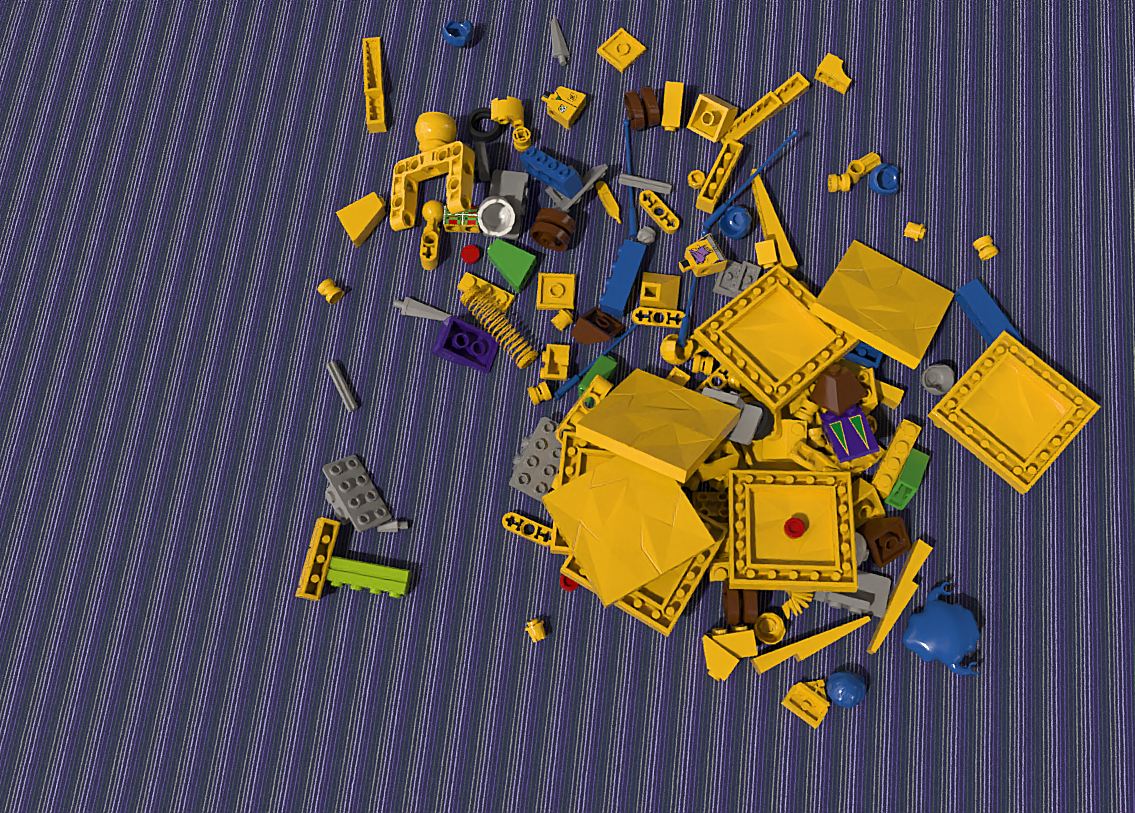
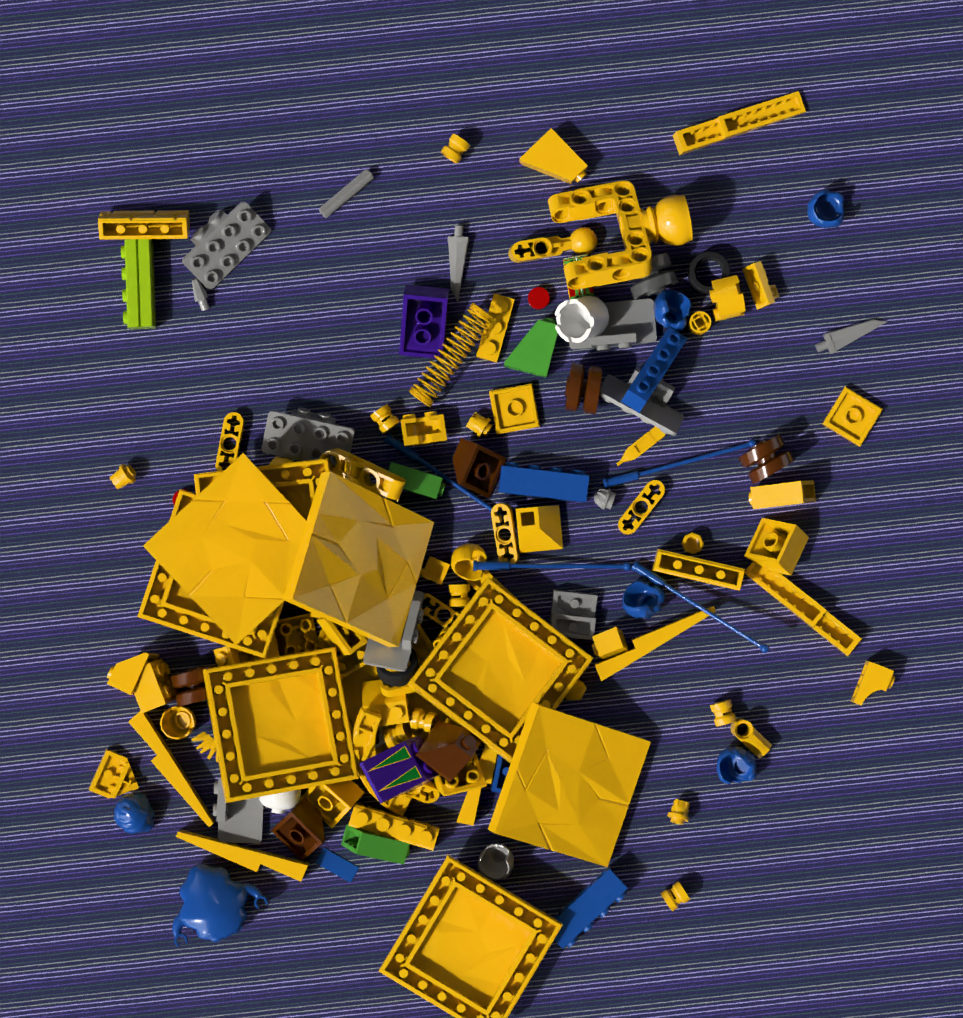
camera: 75 degrees right, 15 degrees up
(502, 90) = (761, 291): none -> yellow hinge
(505, 154) = (672, 309): none -> blue hair
(564, 105) = (756, 363): yellow torso -> none
(644, 183) = (672, 483): light grey axle -> none
(703, 257) = (586, 570): yellow torso -> none
(794, 528) = (280, 727): red tile -> none
(919, 518) = (337, 865): none -> blue sticker

